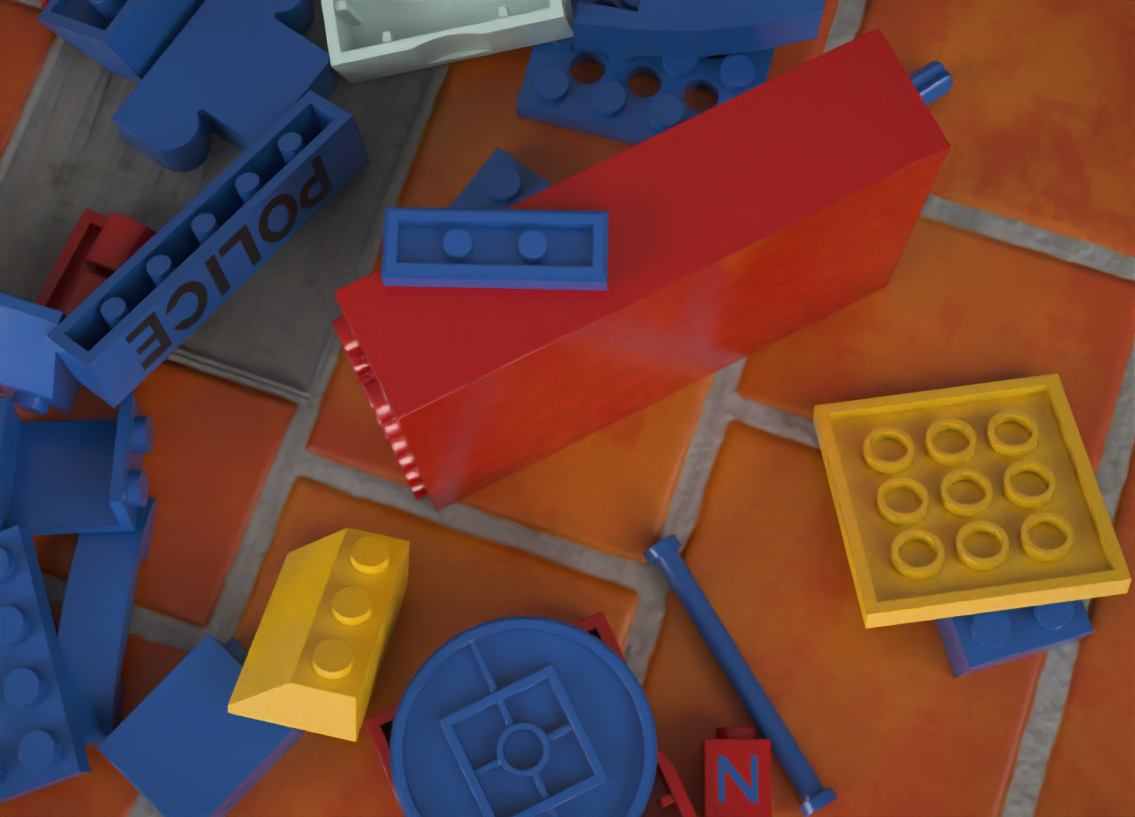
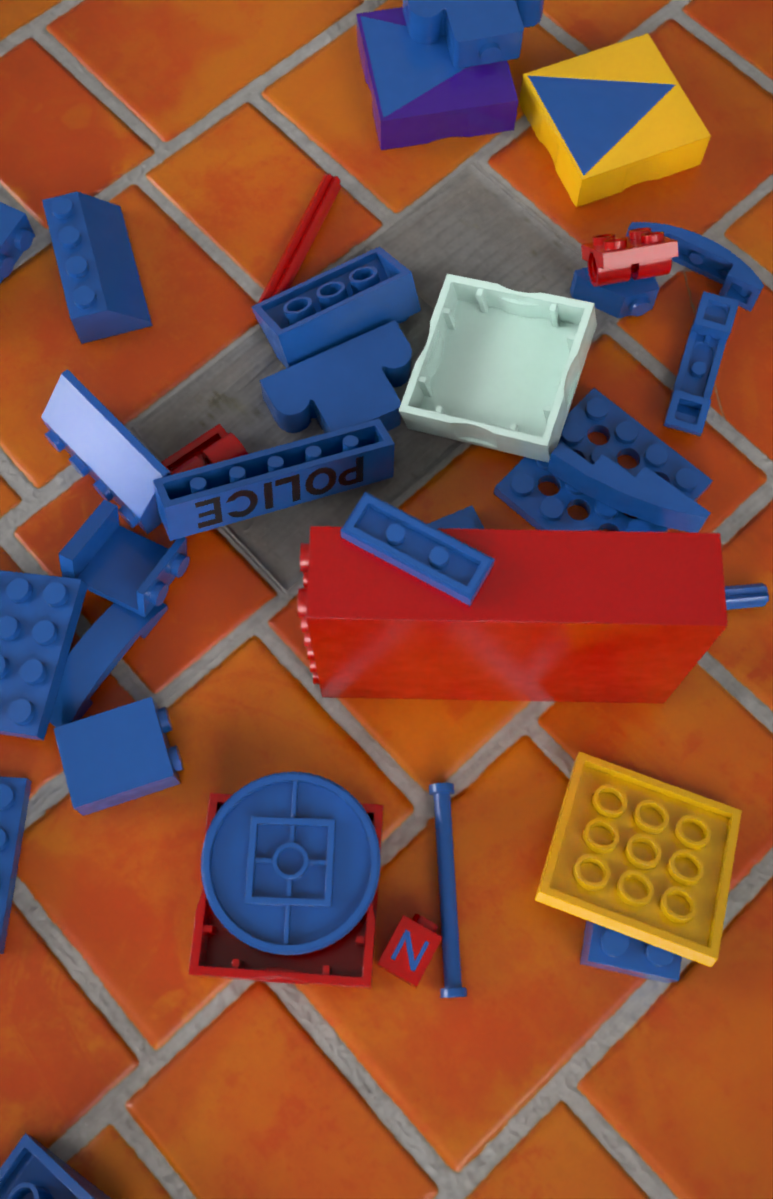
camera: 25 degrees right, 5 degrees down
(325, 634) = (217, 733): yellow slope -> none

